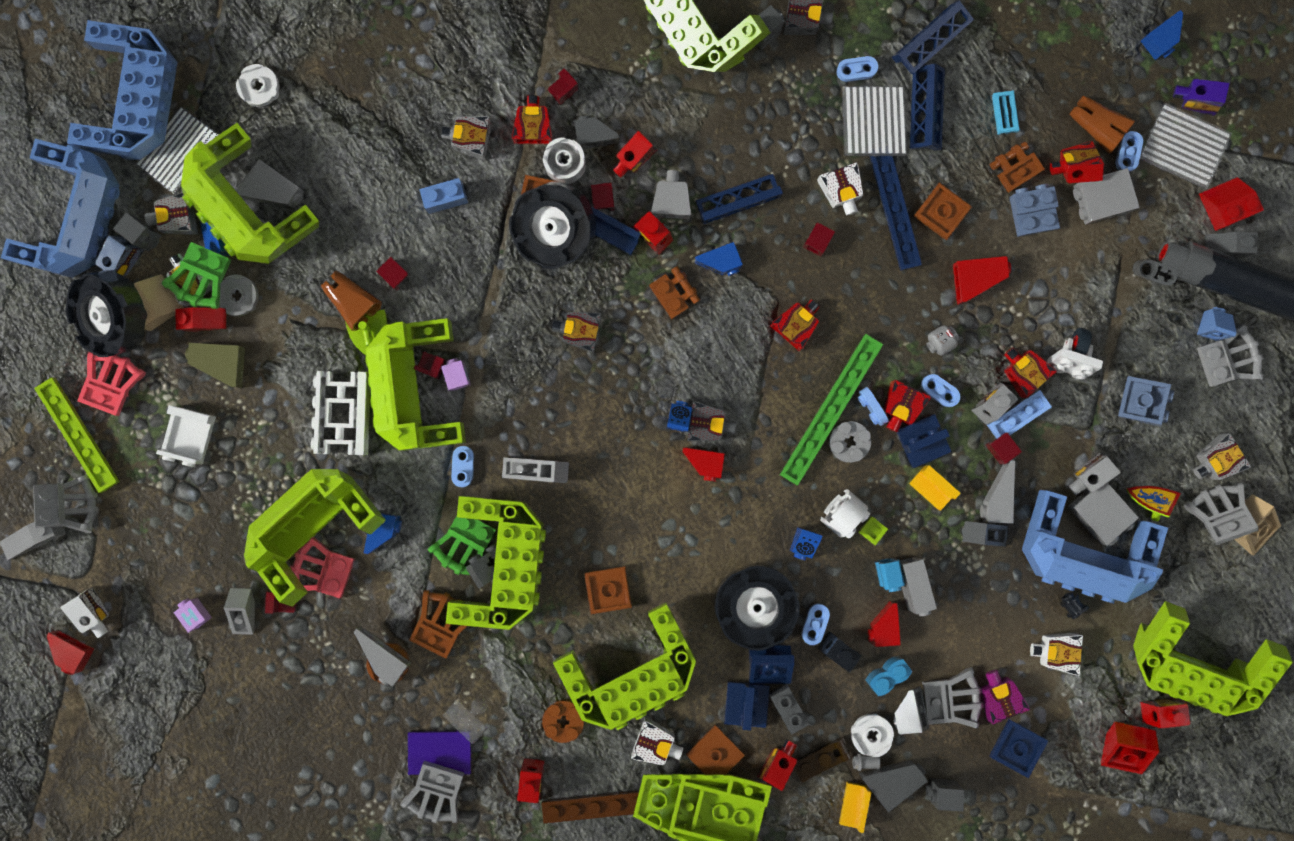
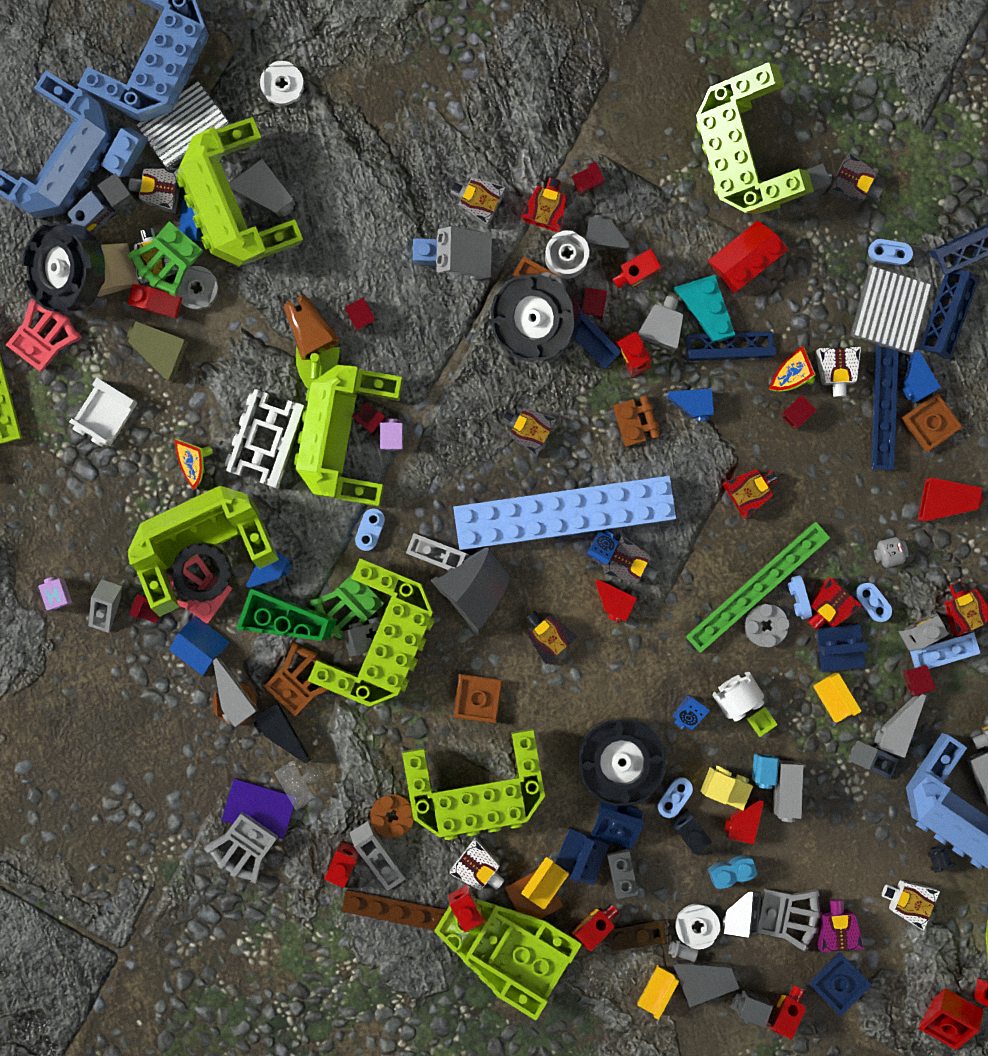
camera: 15 degrees right, 0 degrees up
(131, 191) = (124, 152): none -> medium blue brick
(280, 454) = (191, 461): none -> shield
(310, 573) = (205, 594): none -> black tyre
(338, 620) = (198, 645): none -> blue slope
(406, 571) = (279, 616): none -> green wedge
(435, 675) = (278, 729): none -> black slope
(469, 187) = (464, 252): none -> light grey panel
(559, 762) = (376, 855): none -> light grey slope
(573, 490) = (475, 587): none -> dark grey wedge
(634, 396) = (564, 513): none -> light blue brick
(655, 513) = (548, 635): none -> torso
(656, 787) = (466, 909): none -> red torso
(707, 168) = (707, 305): none -> teal wing
(721, 740) = (545, 883): none -> yellow panel
(729, 112) = (747, 256): none -> red slope
(803, 204) = (793, 372): none -> shield
(859, 602) = (726, 788): none -> light yellow brick
(918, 175) = (918, 378): none -> blue slope
(979, 790) = (786, 1022): none -> red torso

